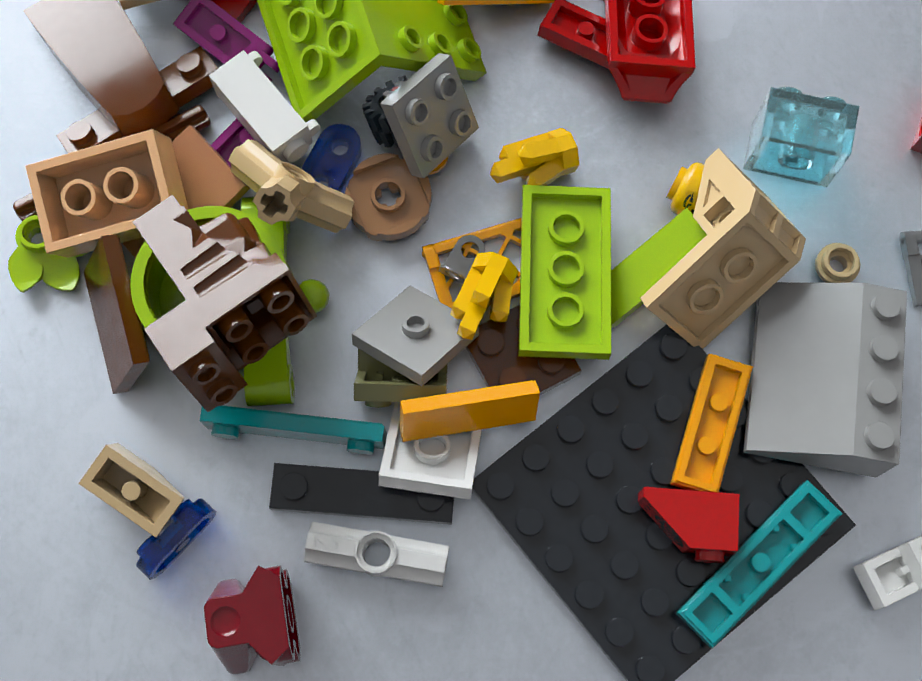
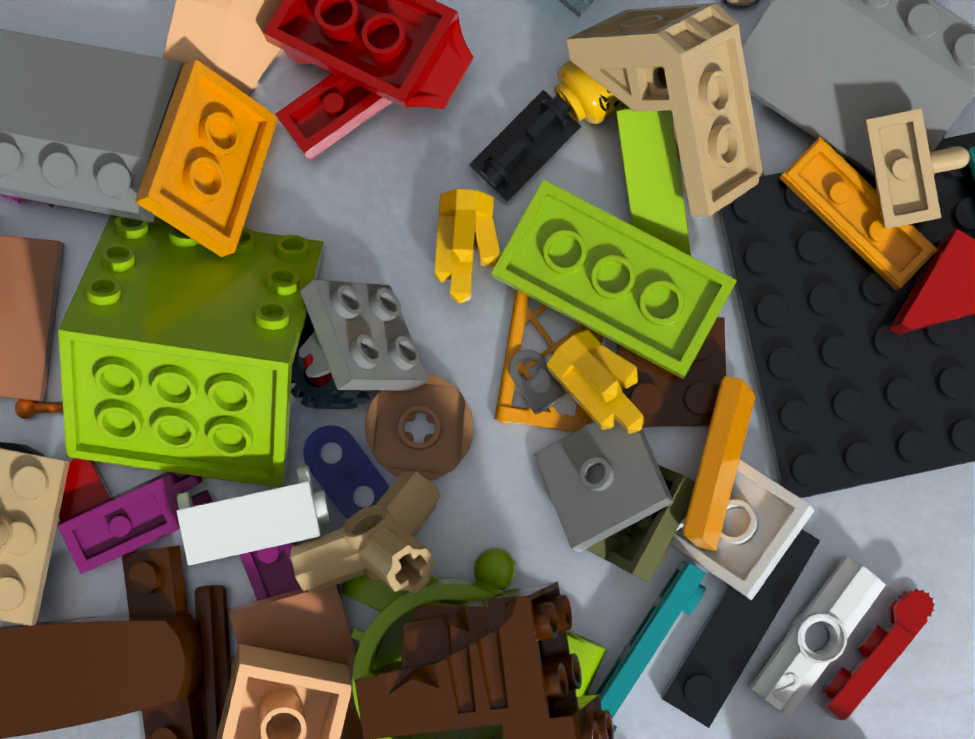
camera: 65 degrees left, 10 degrees up
(389, 608) = (879, 651): none -> red hinge
(629, 173) = (525, 145): none -> black hinge
(765, 434) = (907, 168): none -> tan plate

